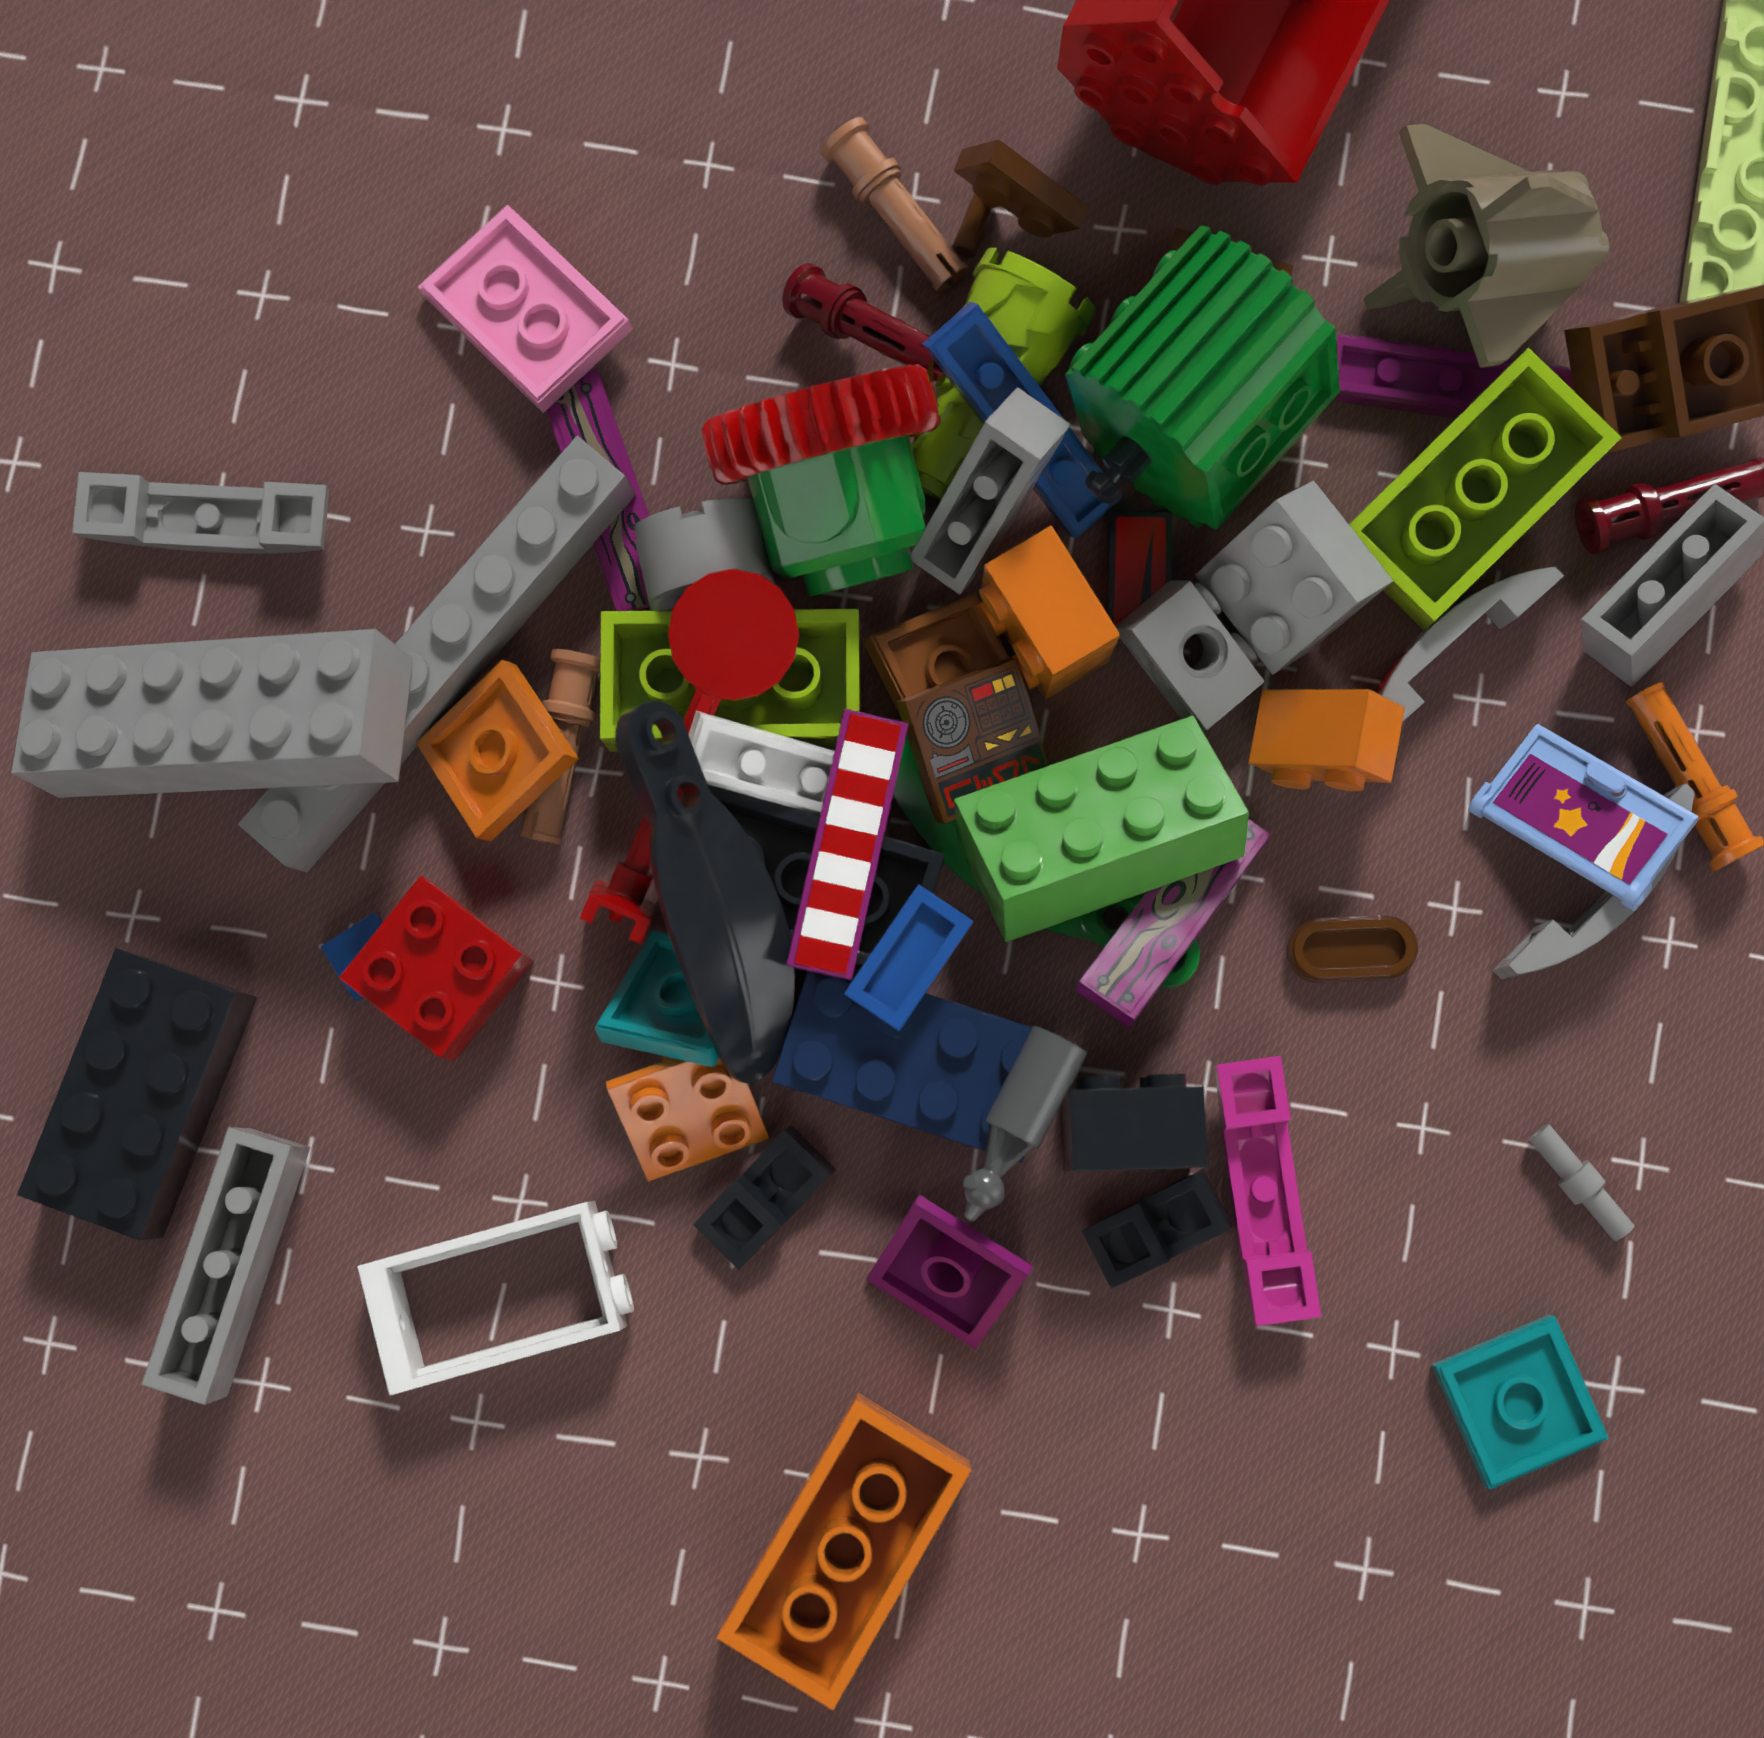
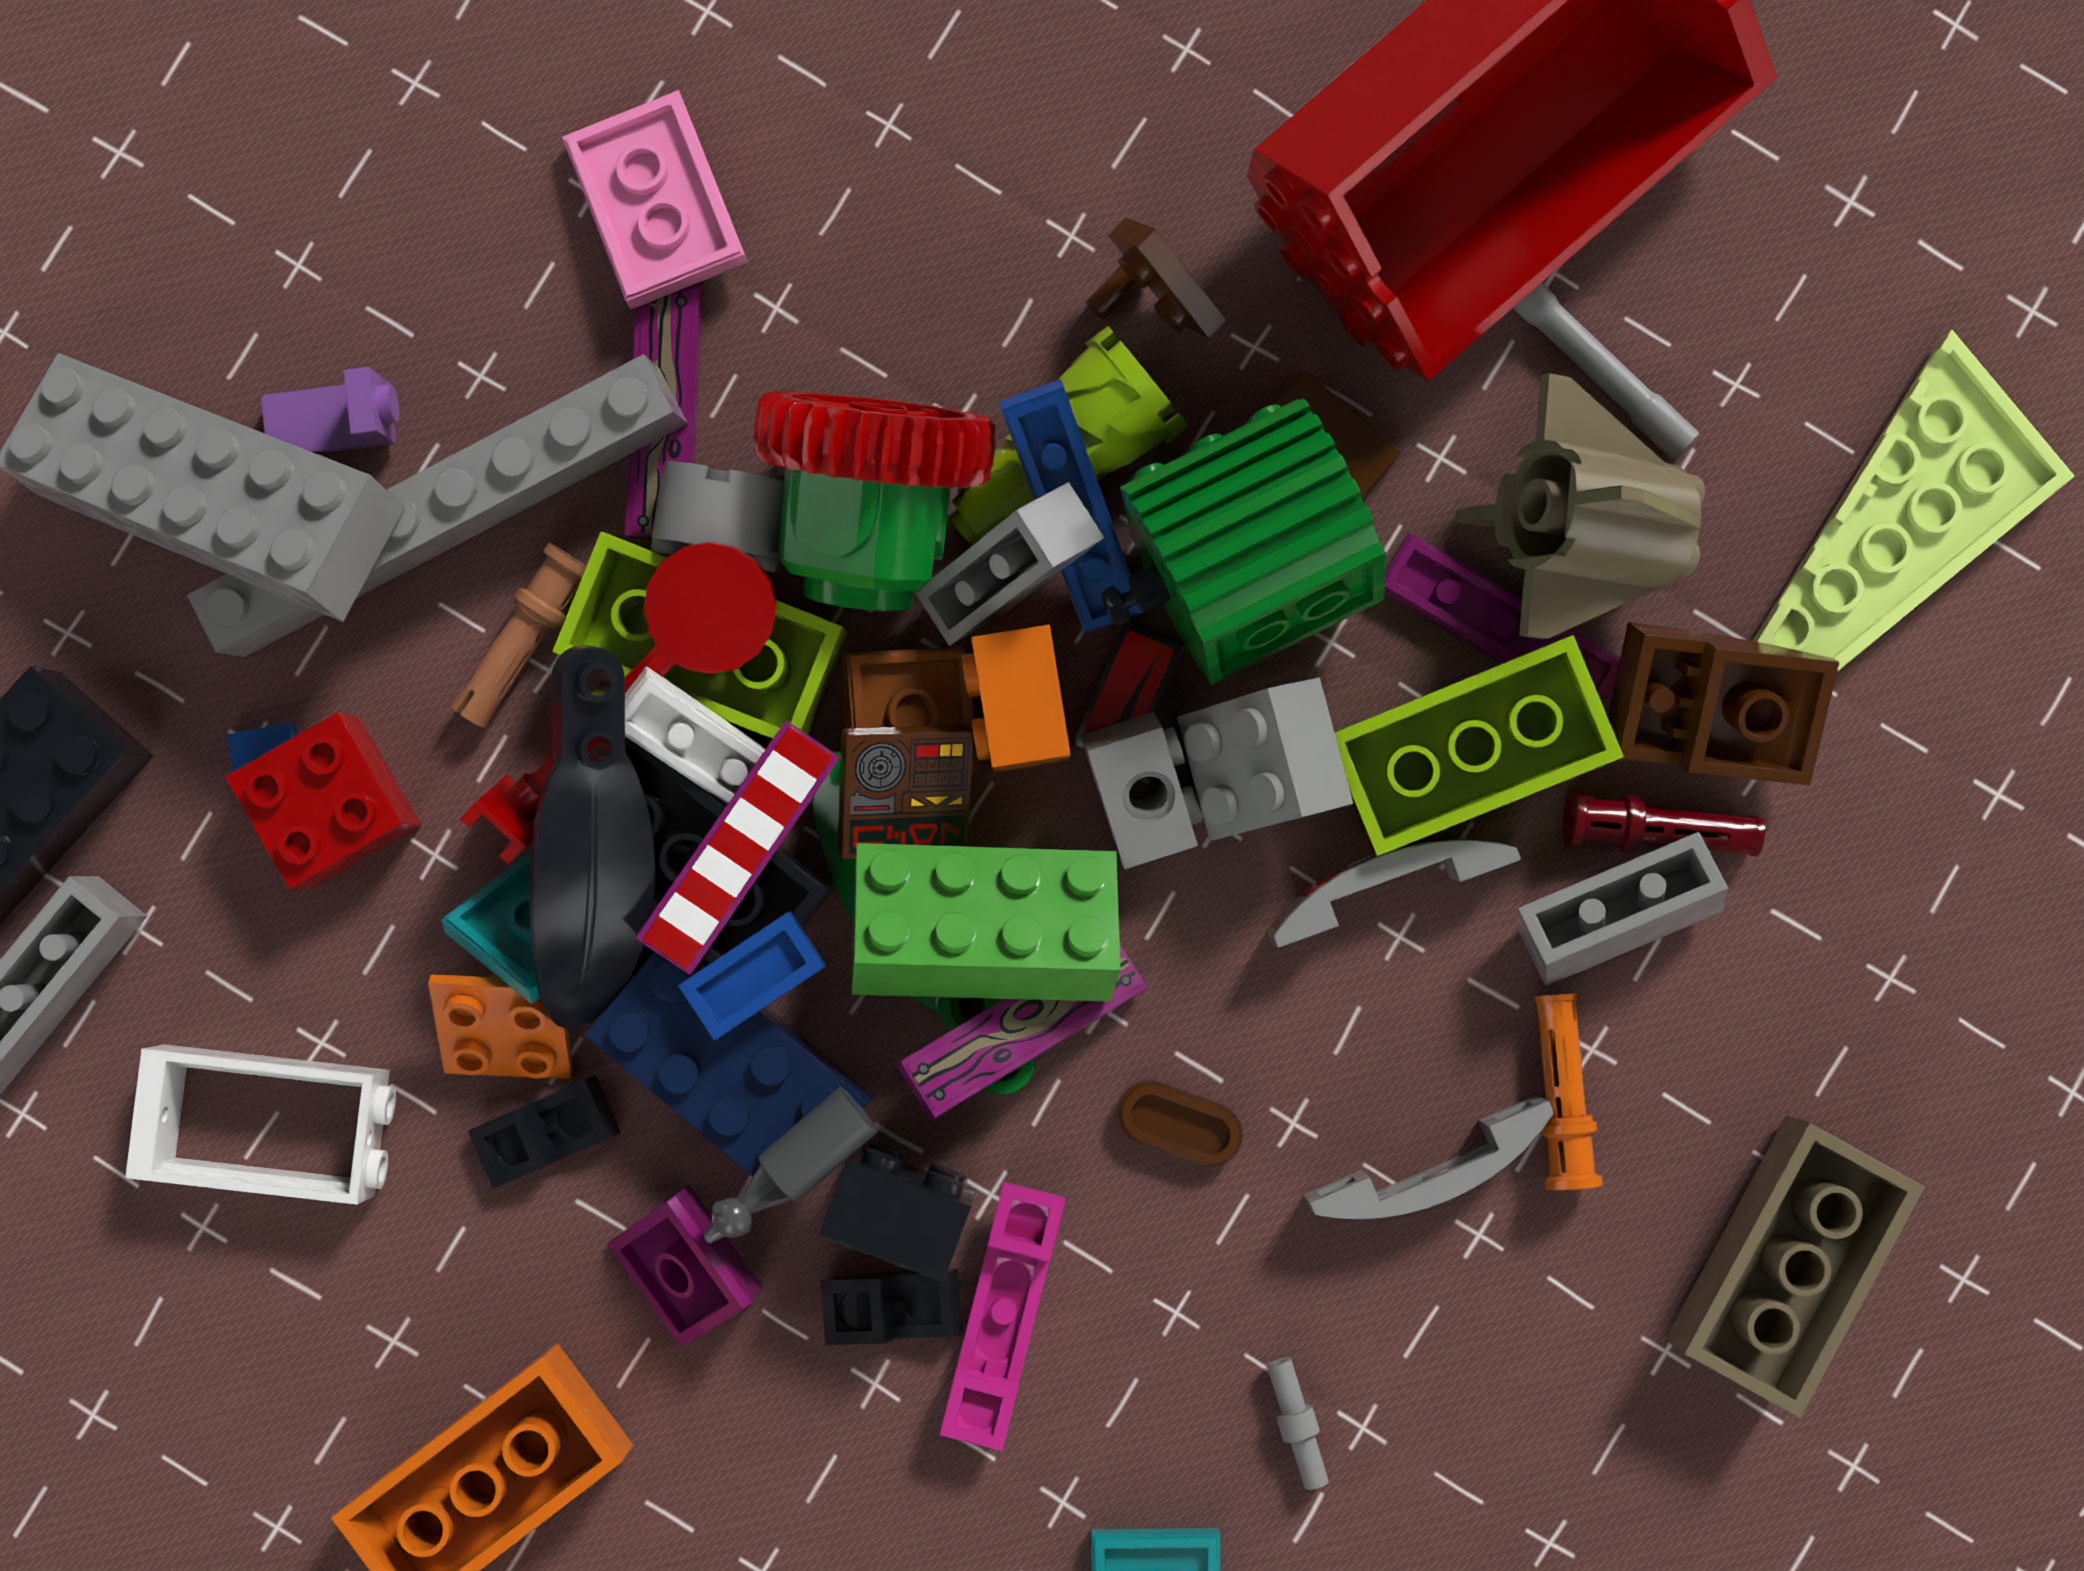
camera: 20 degrees right, 5 degrees up
(201, 516) = (270, 277): light grey slope -> none
(323, 605) = (335, 416): none -> medium lavender bracket
(496, 750) = (457, 619): orange plate -> none
(846, 314) = (953, 331): dark red pin -> none
(878, 183) = (1039, 212): nougat pin -> none
(1326, 737) = (1233, 922): orange piece -> none
(1370, 95) = (1646, 409): none -> light grey piece
(1579, 823) = (1428, 1072): door -> none

